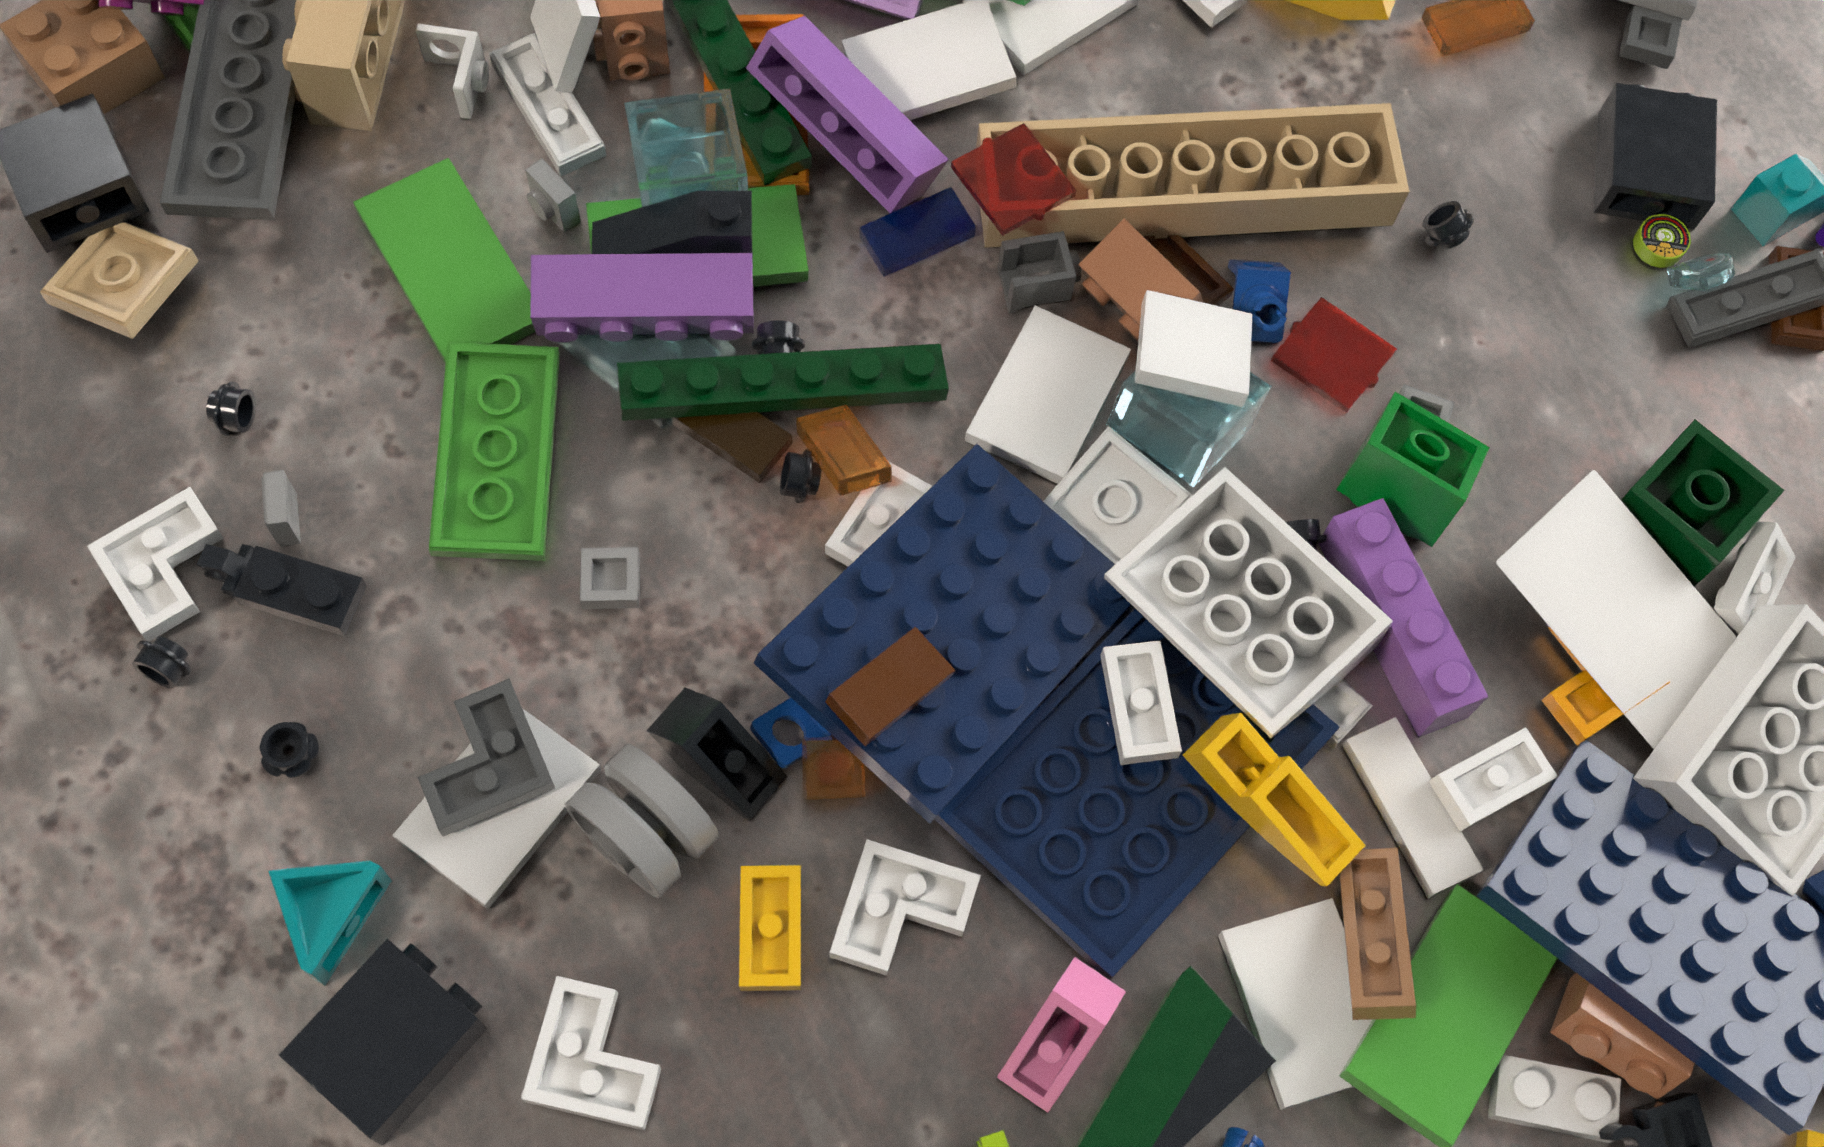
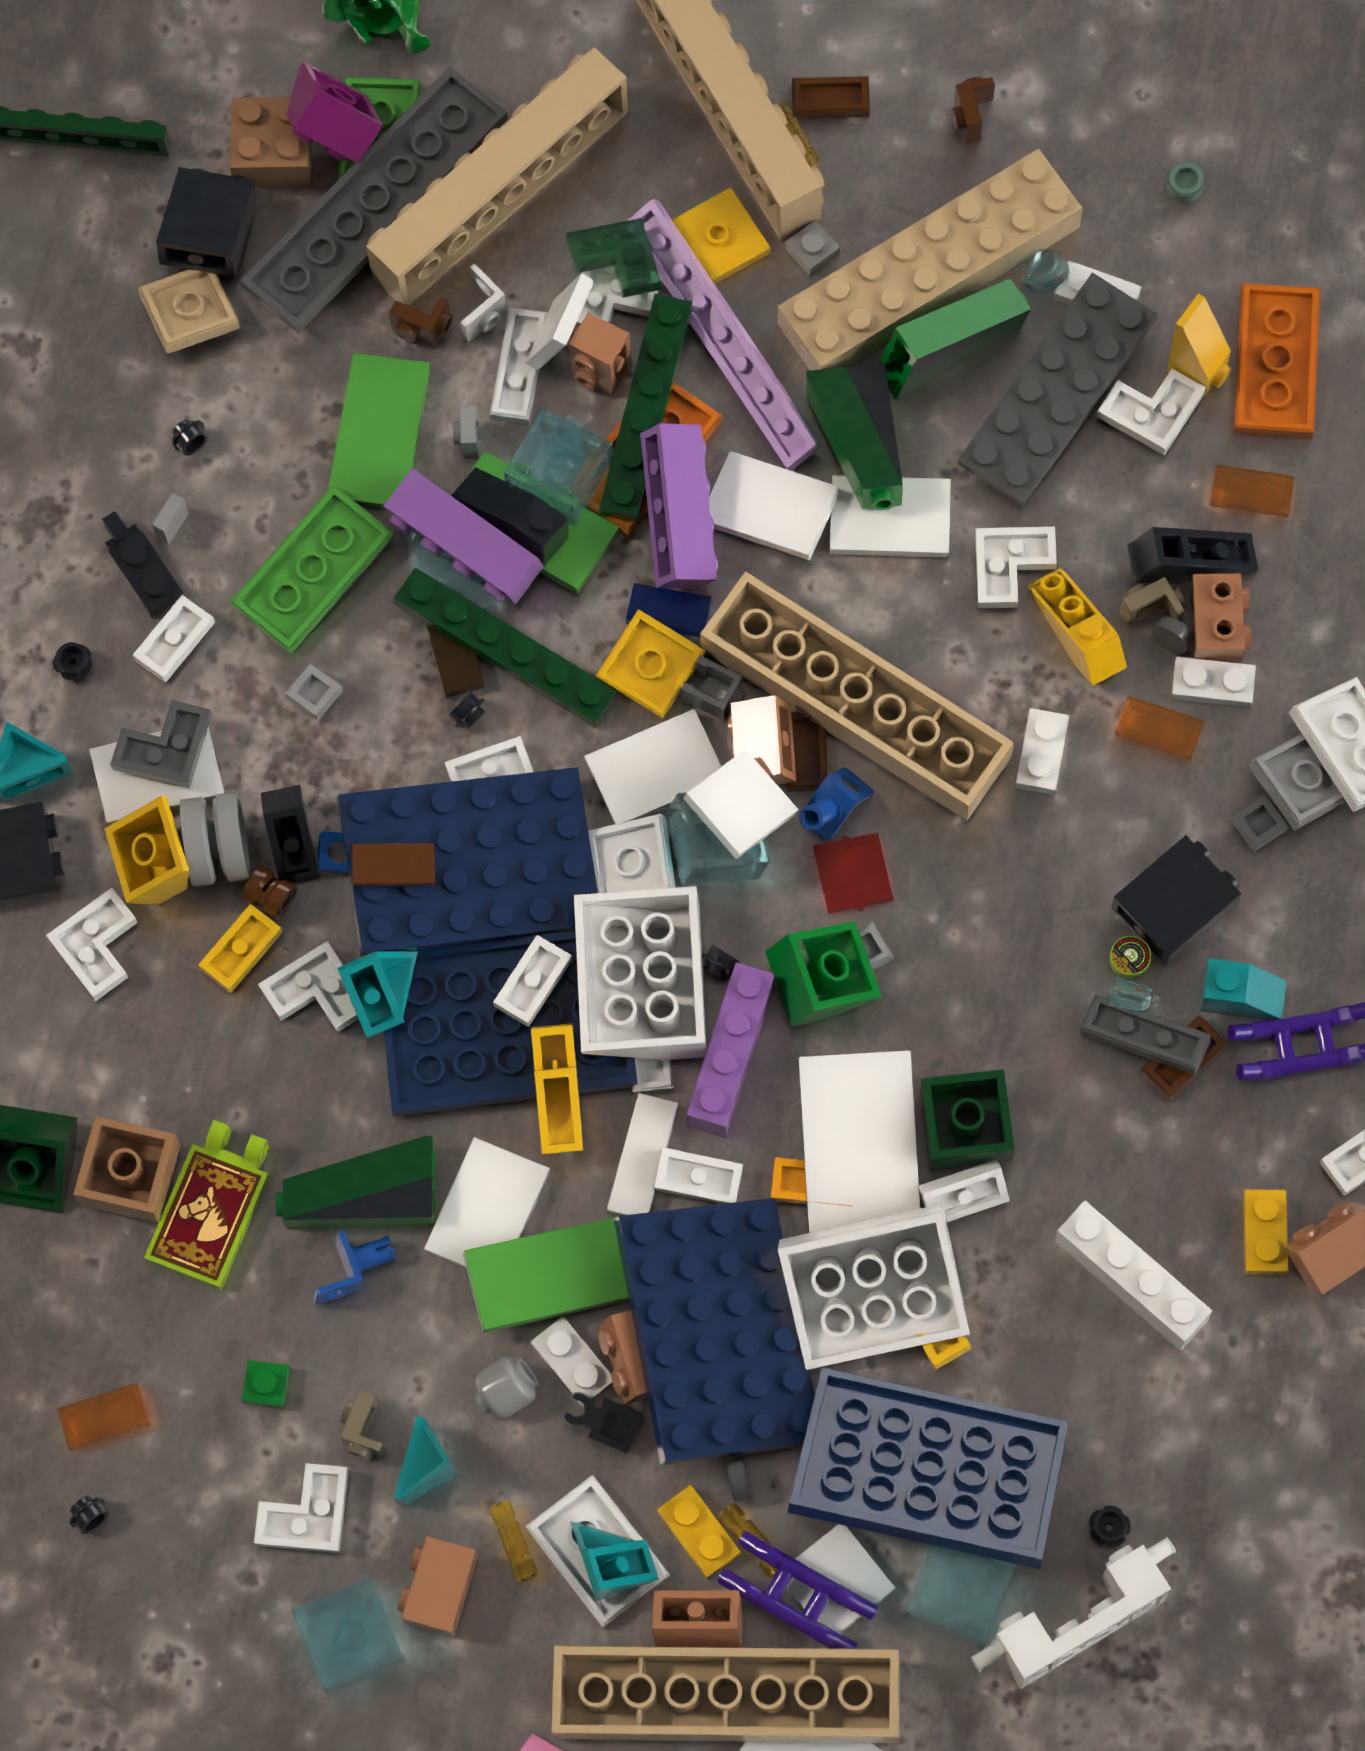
camera: 50 degrees right, 5 degrees up
(142, 558) = (78, 491): white plate -> none
(162, 661) = (45, 561): black plate -> none
(393, 637) = (173, 638): none -> white plate
(404, 126) = (417, 325): none -> reddish brown bracket
(576, 896) = (148, 854): none -> yellow slope
(764, 831) = (269, 892): none -> reddish brown wheel
(778, 337) = (524, 619): black plate -> none
(830, 770) = (337, 891): clear orange plate -> none
(844, 450) = (501, 714): clear orange tile -> none
(950, 292) = (650, 664): none -> yellow tile
(981, 851) = (379, 988): none -> teal slope
(1013, 179) = (731, 622): clear red piece -> none
(1061, 1034) = (342, 1119): bright pink slope -> none
(1377, 937) = (549, 1199): medium nougat plate -> none
(1415, 125) = (1042, 751): none -> white plate
(1447, 225) = (996, 846): black plate -> none

